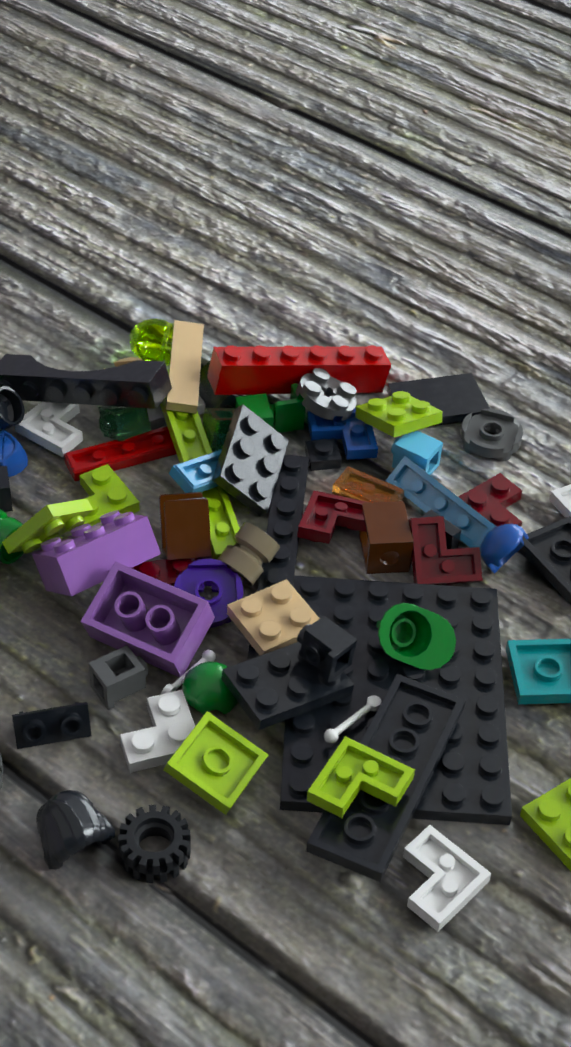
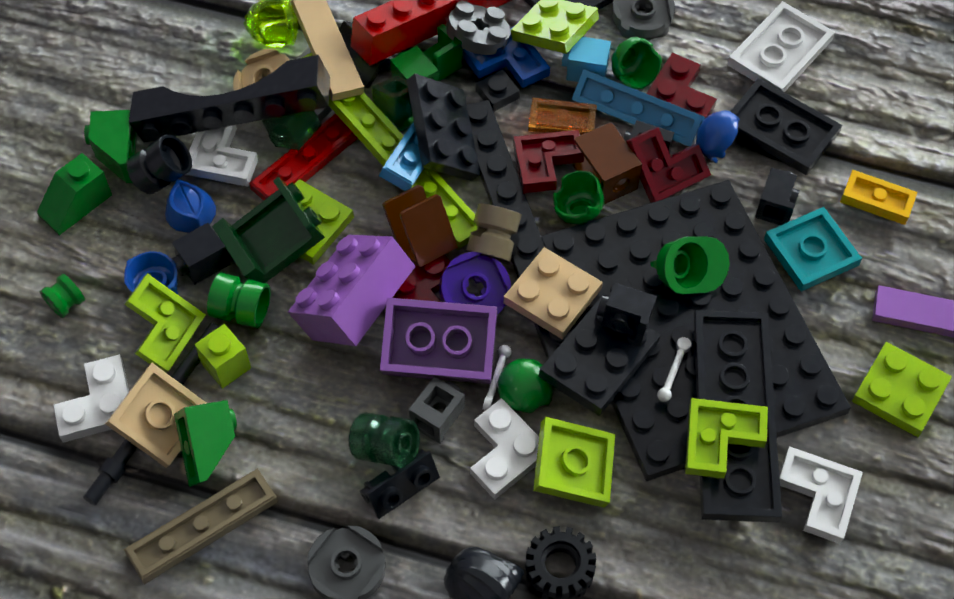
camera: 20 degrees left, 15 degrees up
(47, 524) = (293, 279): lime plate -> none
(53, 679) = (384, 439): none -> clear green wheel
(56, 486) = (271, 233): none -> dark green panel
(346, 556) = (579, 198): none -> green hair
(459, 468) = (636, 63): none -> green hair
(535, 615) = (778, 197): none -> black brick

